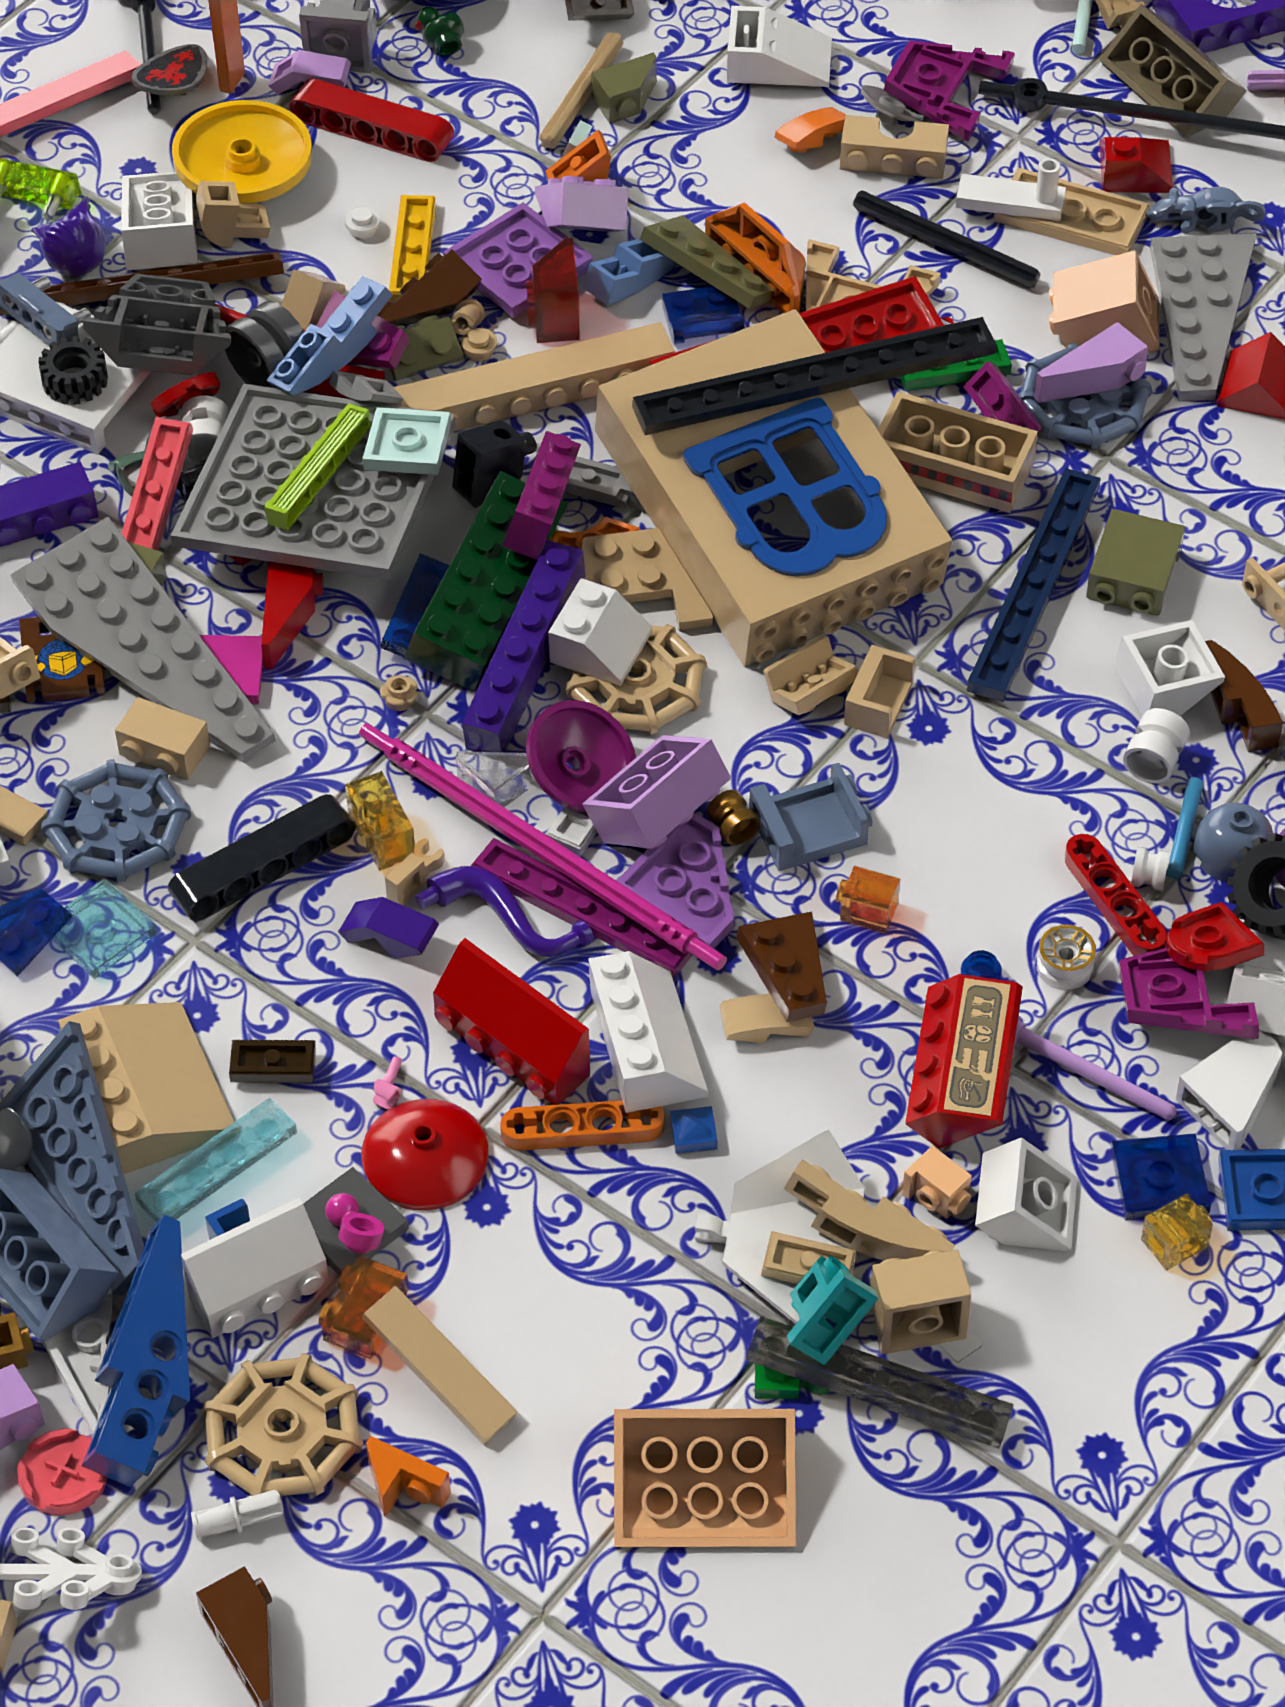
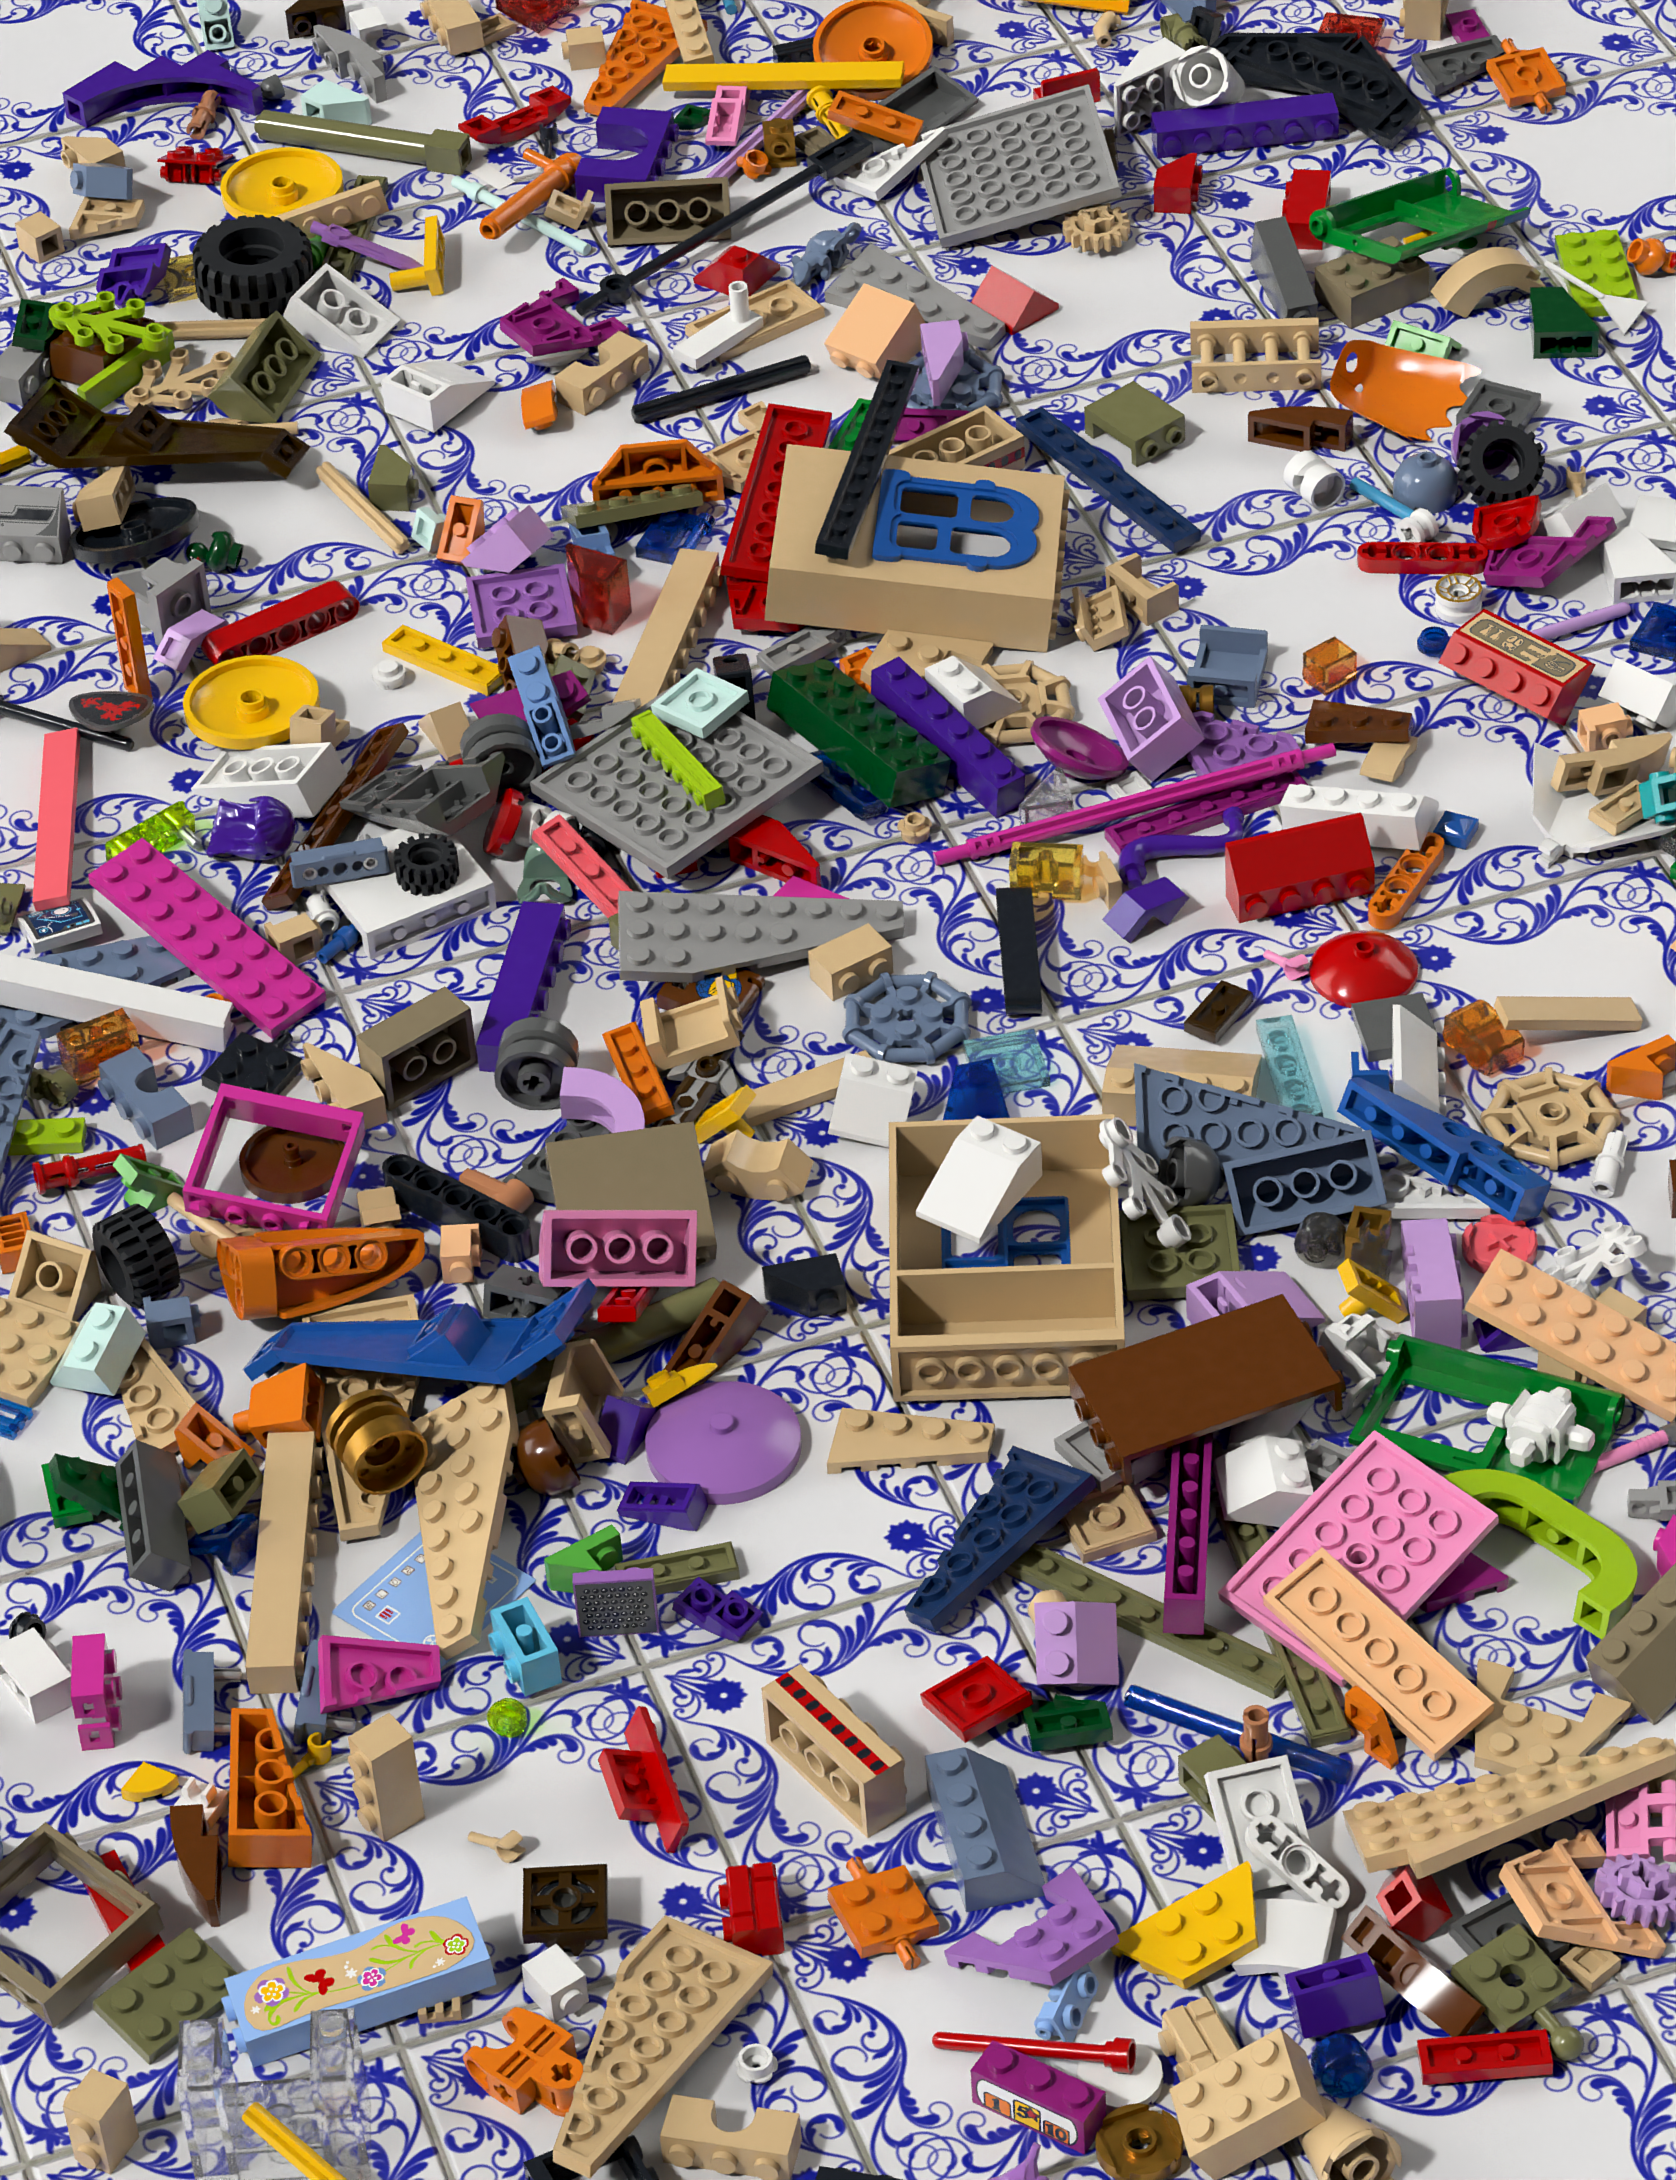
camera: 55 degrees left, 10 degrees down
(357, 1230) = (1425, 1008): dark pink plate -> none
(541, 495) = (849, 661): magenta arch -> none
(1167, 667) = (1255, 445): white slope -> none

